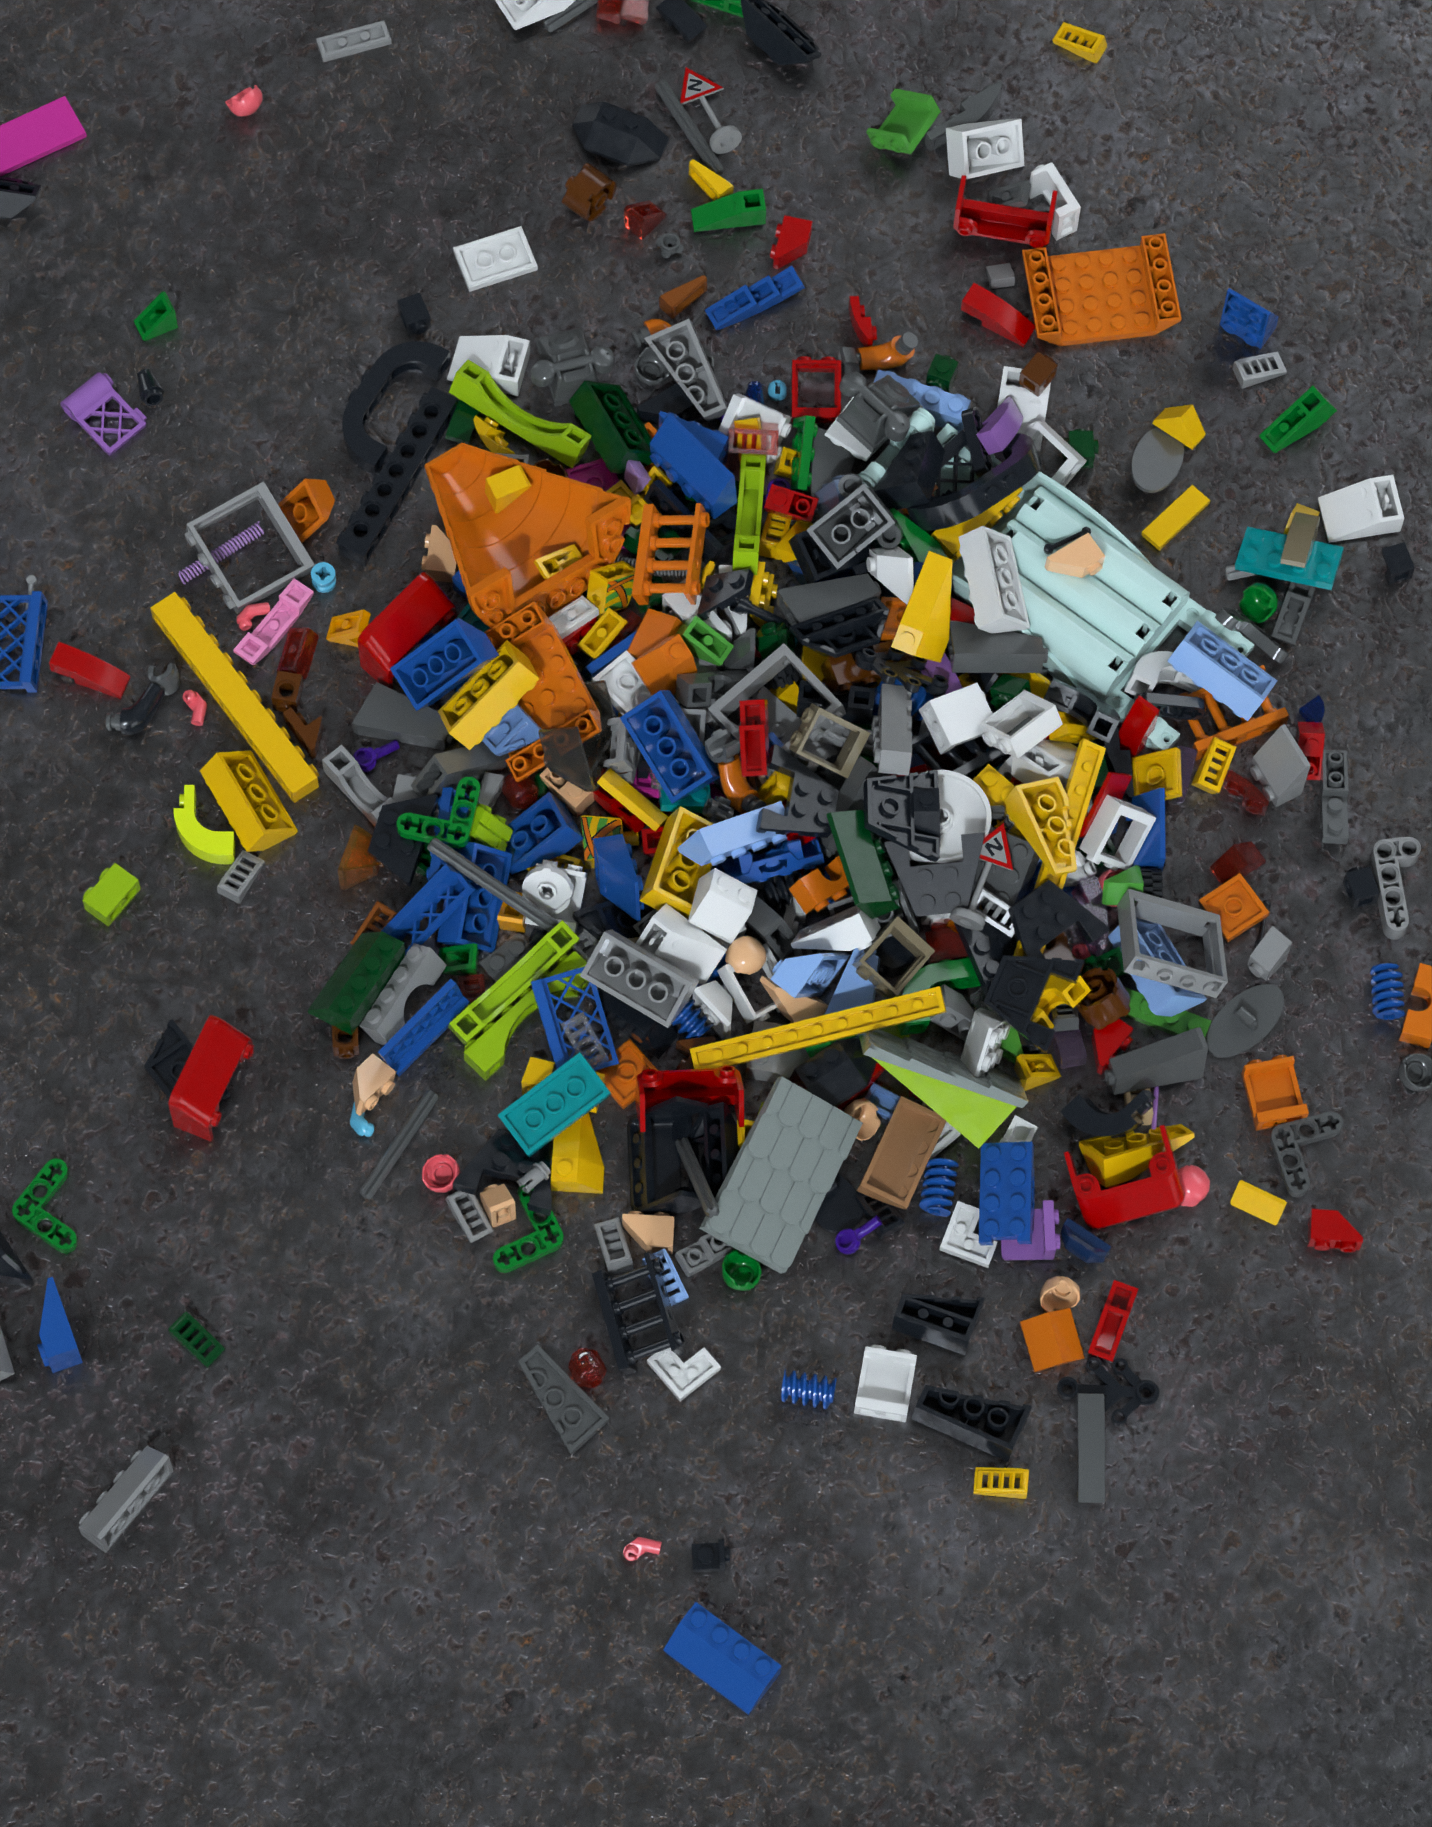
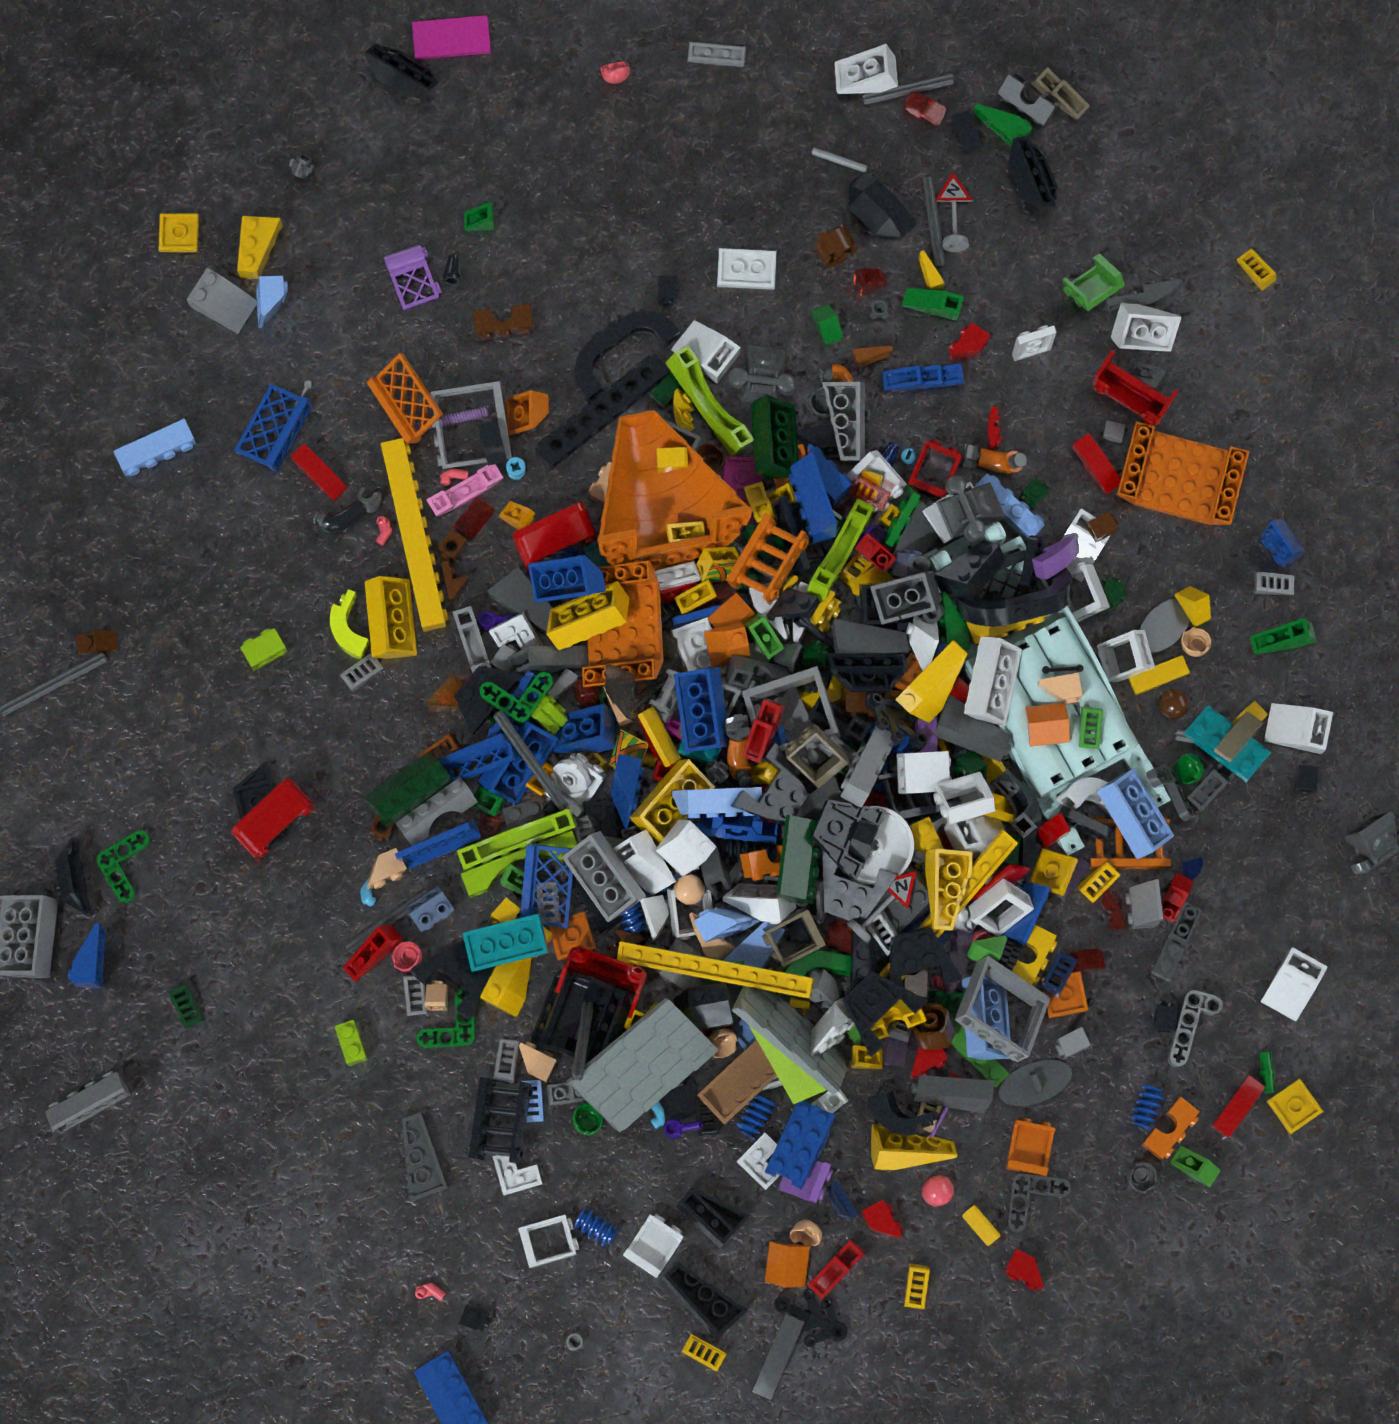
camera: 25 degrees right, 10 degrees up
(145, 561) = (396, 408): none -> orange fence
(220, 433) = (488, 327): none -> reddish brown arch
(285, 553) = (492, 443): none -> black slope
(396, 1185) = (372, 951): none -> red slope
(404, 752) = (517, 629): none -> white plate
(417, 1299) = (351, 1043): none -> lime brick
(444, 1108) = (429, 909): none -> sand blue brick
(512, 732) = (596, 649): medium blue wing -> none
(530, 1036) = (513, 879): none -> bright green slope
(534, 1176) = (469, 989): light grey pin -> none
(549, 102) = (838, 159): none -> light grey bar
(587, 1368) = (448, 1144): clear red head -> none
(618, 283) = (827, 324): none -> green slope
(636, 476) = (773, 484): lavender slope -> none
(736, 1445) = (524, 1233): none -> white window
(826, 1237) = (659, 1120): none -> medium azure arm
(843, 1530) = (577, 1339): none -> light grey hinge
(867, 208) = (1034, 343): none -> white plate
(932, 1036) = (800, 1002): none -> yellow tile
(1067, 209) = (1184, 405): white panel -> none
(1079, 607) = (1047, 724): none -> orange slope
(1131, 1200) = (913, 1191): red windscreen -> none
(1132, 573) = (1083, 719): none -> bright green slope
(1139, 1244) = (880, 1219): none -> red slope
(1144, 489) = (1140, 650): none -> white window
(1181, 862) = (1041, 943): none -> yellow arch
(1201, 464) = (1196, 642): none -> light nougat hair
(1208, 541) = (1174, 703): none -> reddish brown hair
(1214, 900) = (1052, 989): none -> dark blue slope
(1224, 1301) = (916, 1268): none -> yellow slope

